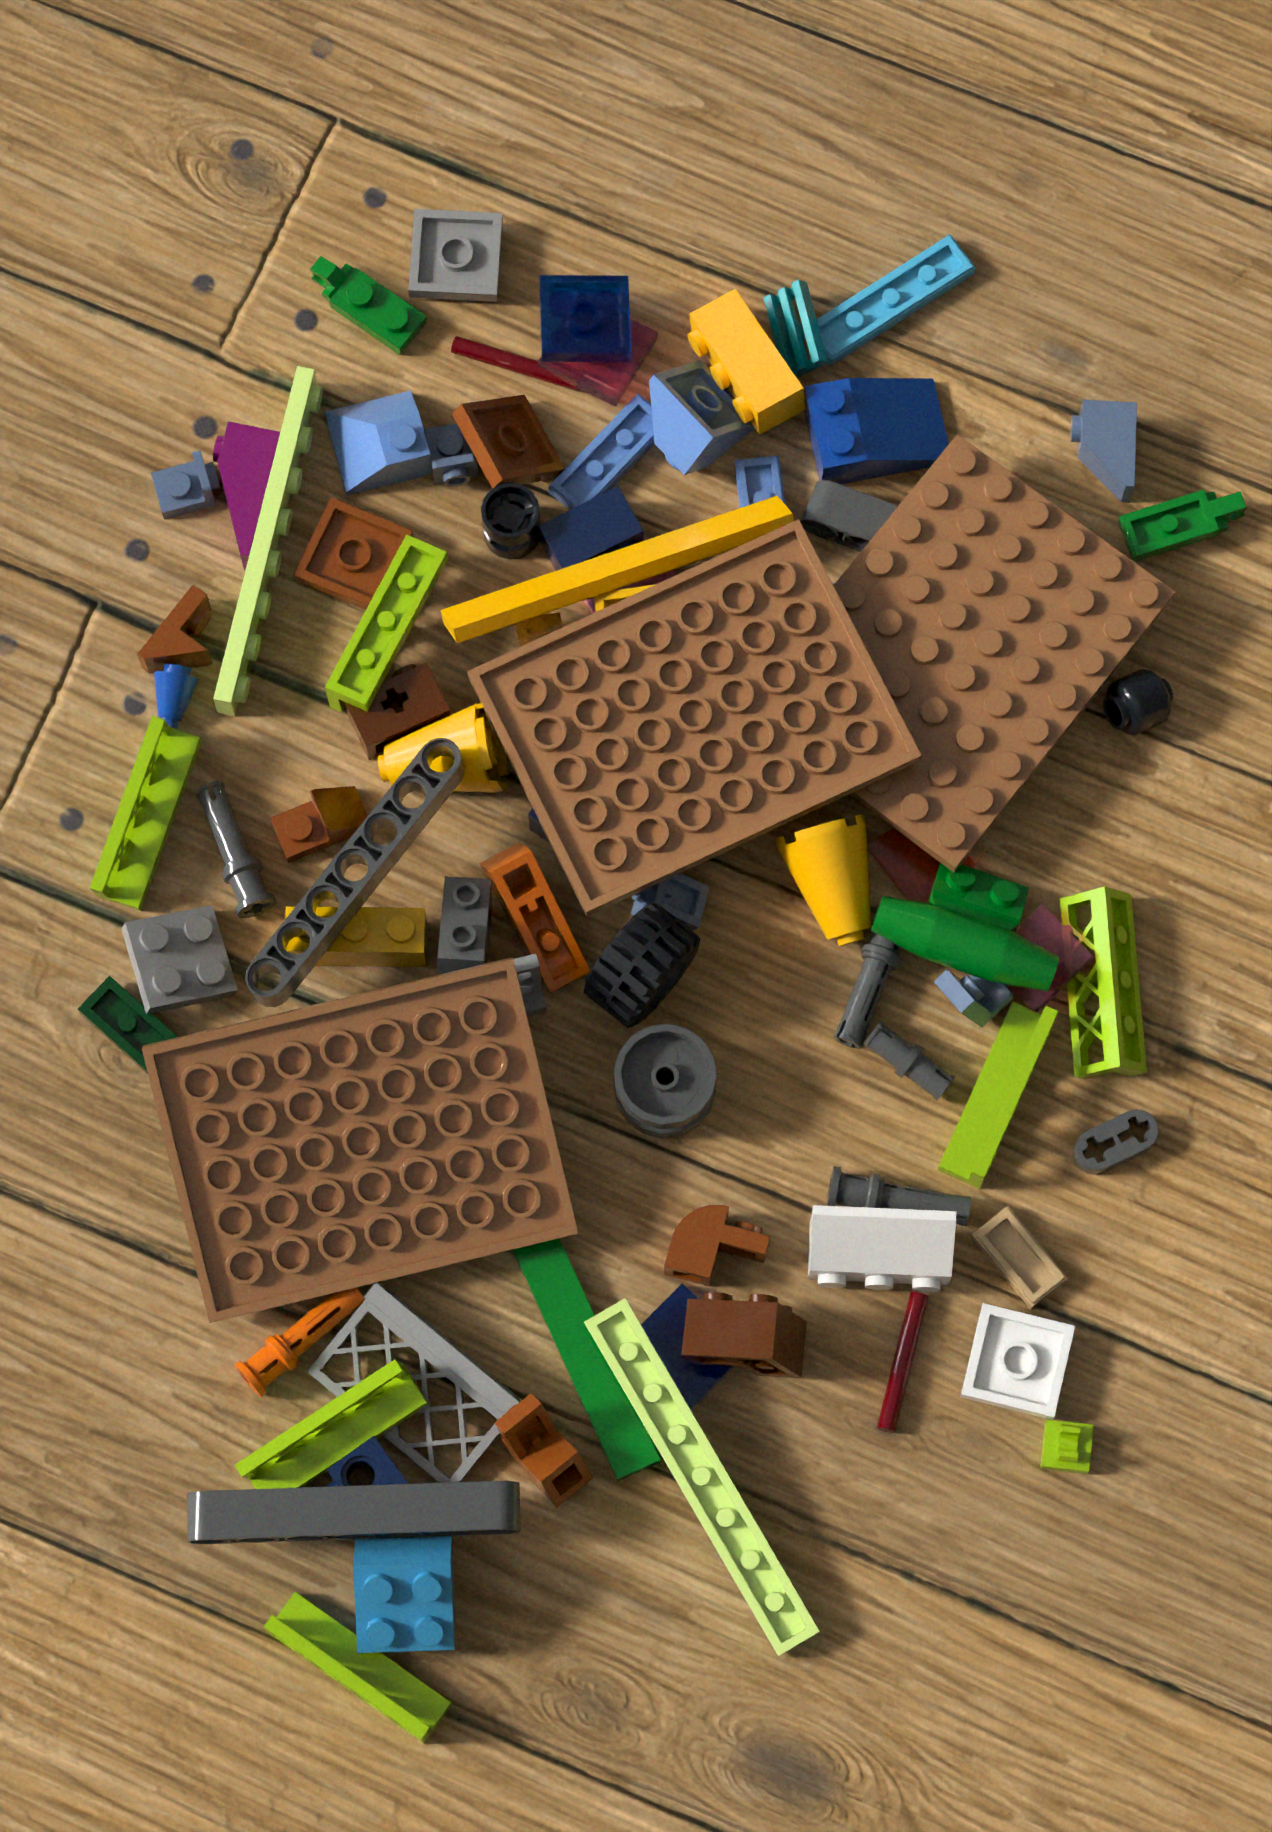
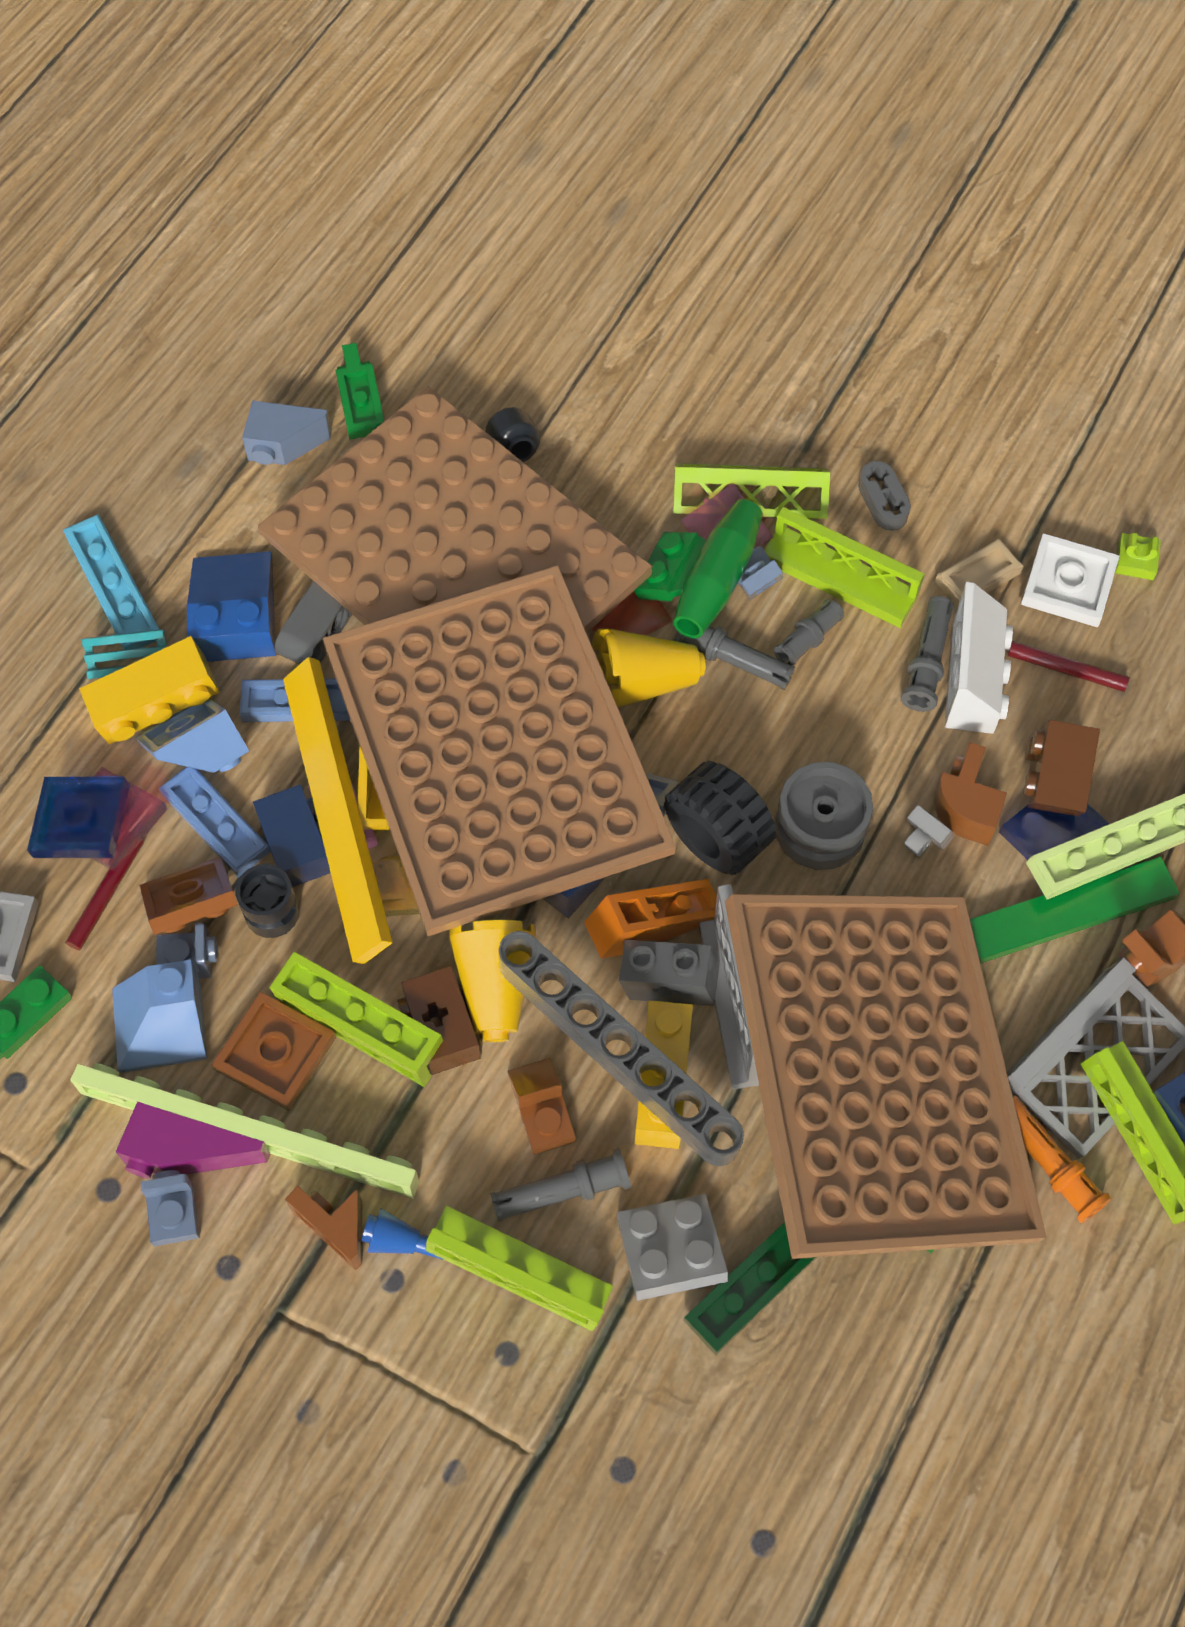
camera: 85 degrees left, 10 degrees down
(664, 1199) = (927, 831): none -> light grey tile

